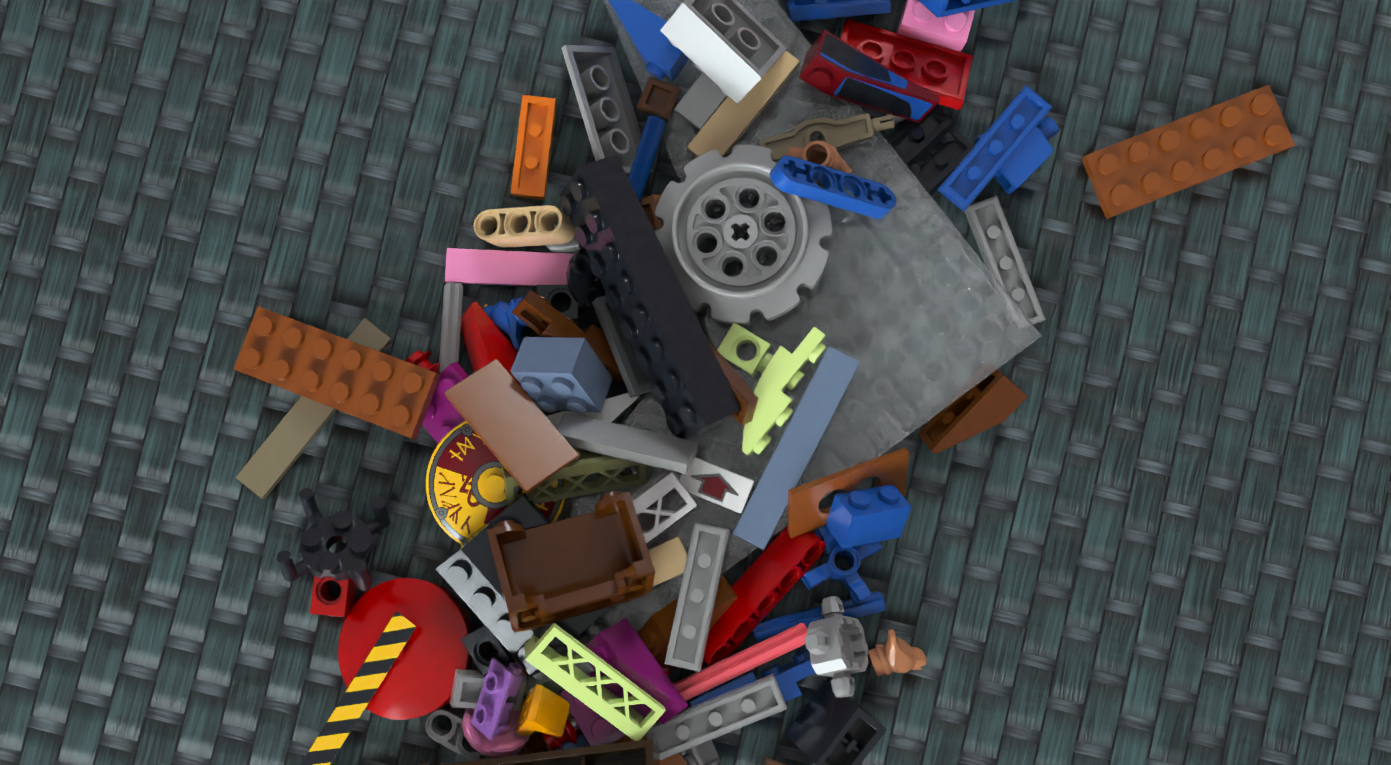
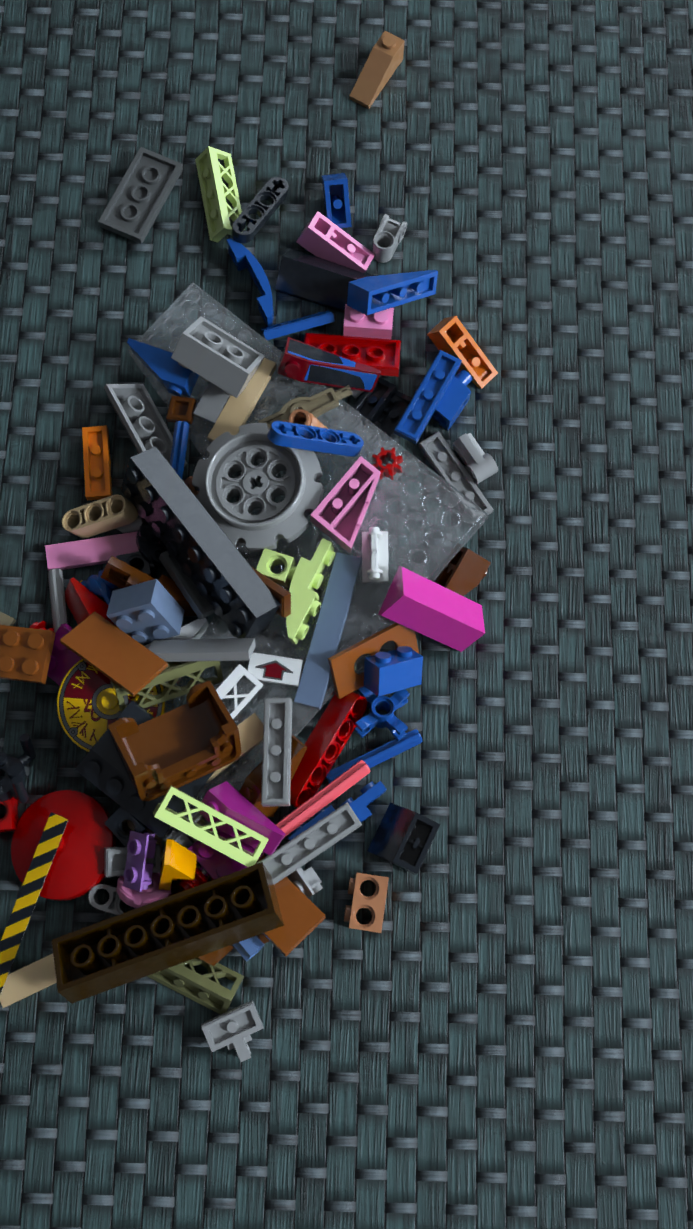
camera: 10 degrees left, 10 degrees down
(837, 646) = (390, 771): light grey piece -> none
(857, 286) = (347, 503): none -> bright pink wedge
(878, 362) = (375, 556): none -> white hinge
(896, 656) = (438, 773): nougat animal -> none
(924, 248) = (383, 458): none -> red gear
(938, 448) = (433, 610): none -> dark pink slope
(1039, 252) = (477, 463): none -> light grey piece
(1048, 74) = (455, 340): none -> orange slope
(1187, 151) = (566, 376): dark orange plate -> none

